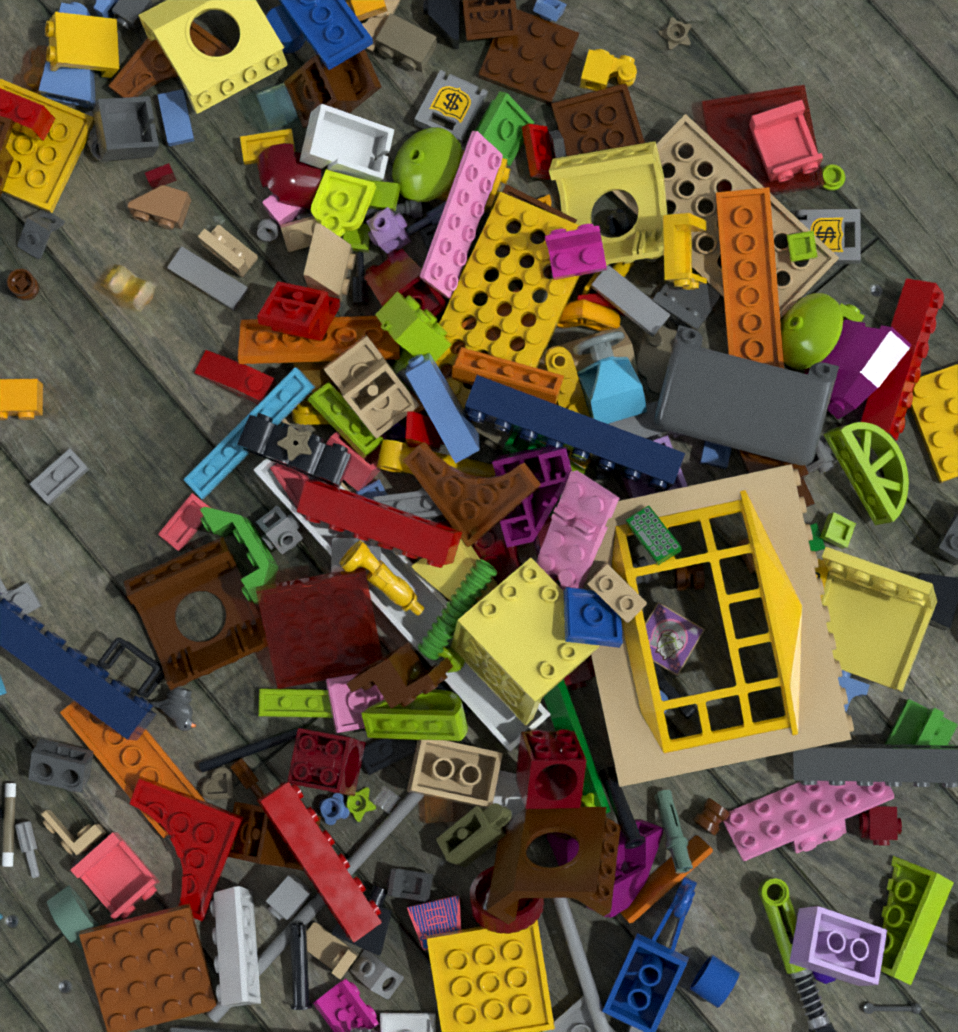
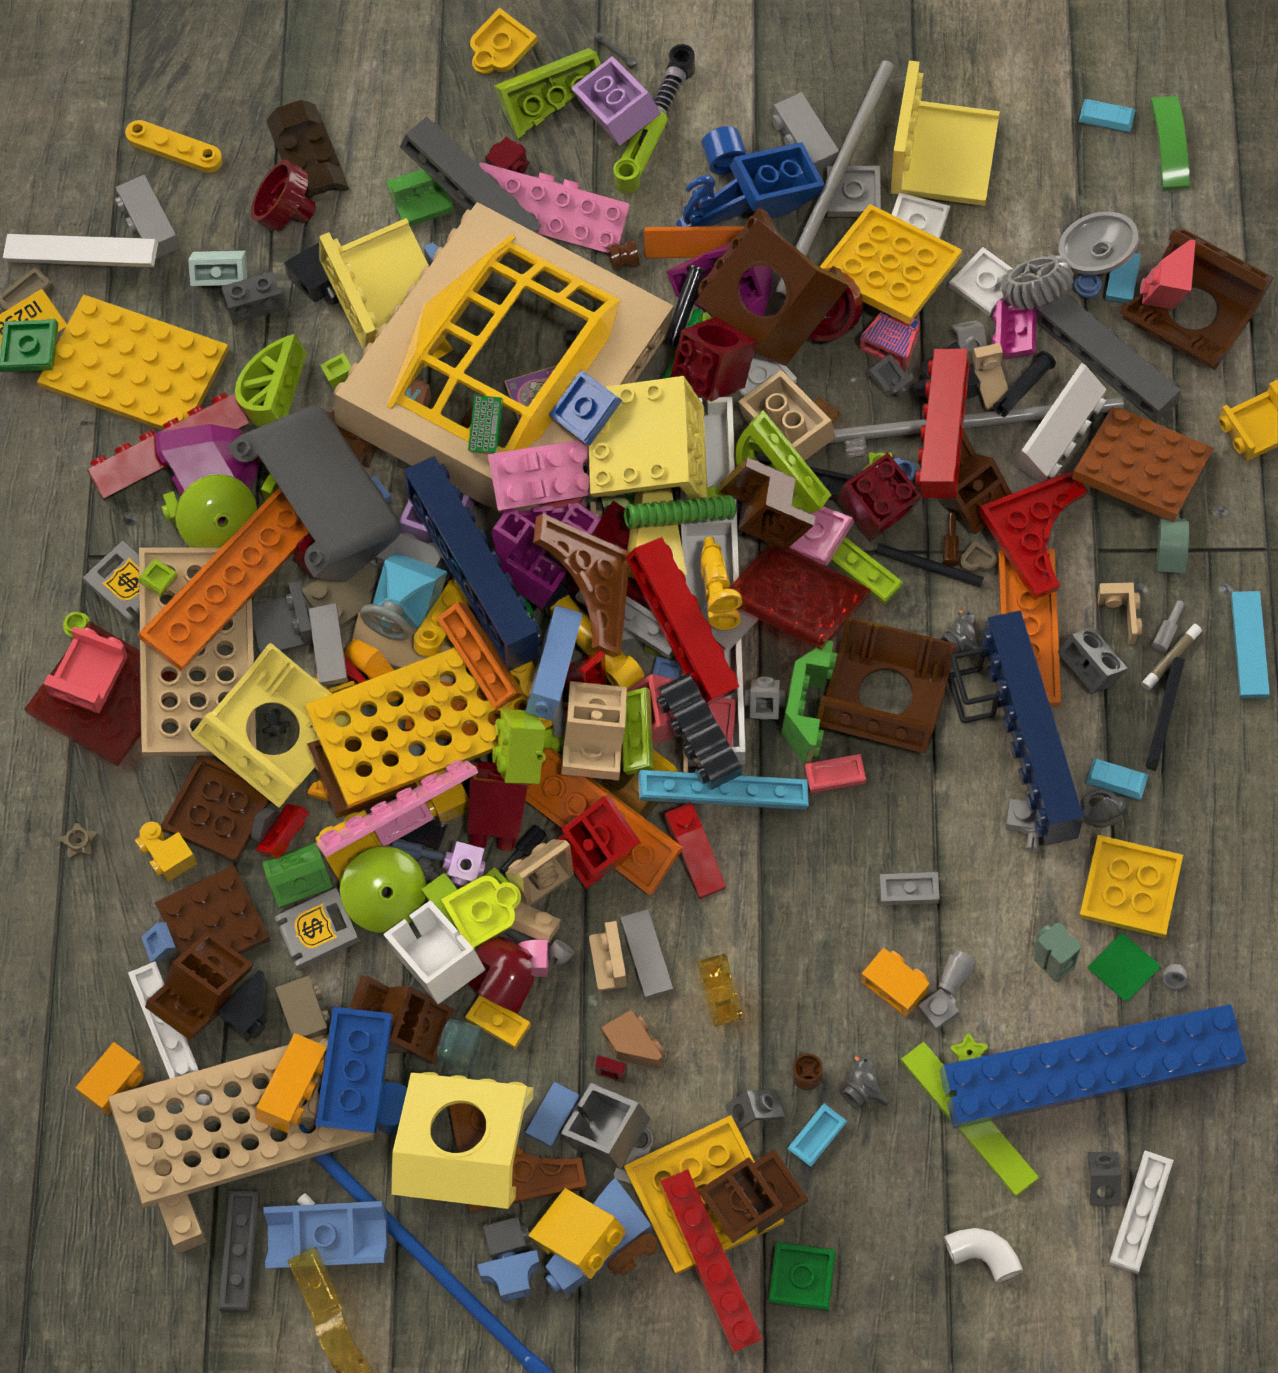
camera: 135 degrees left, 15 degrees down
(116, 876) = (1114, 550): coral panel -> none
(288, 897) = (991, 429): light grey brick -> none
(302, 447) = (694, 730): dark tan plate -> none
(474, 834) = (810, 366): olive brick -> none
(576, 251) = (338, 692): dark pink bracket -> none
(616, 592) = (551, 413): tan bracket -> none
(675, 841) = (665, 253): sand green pin -> none
(679, 249) = (232, 660): yellow panel -> none

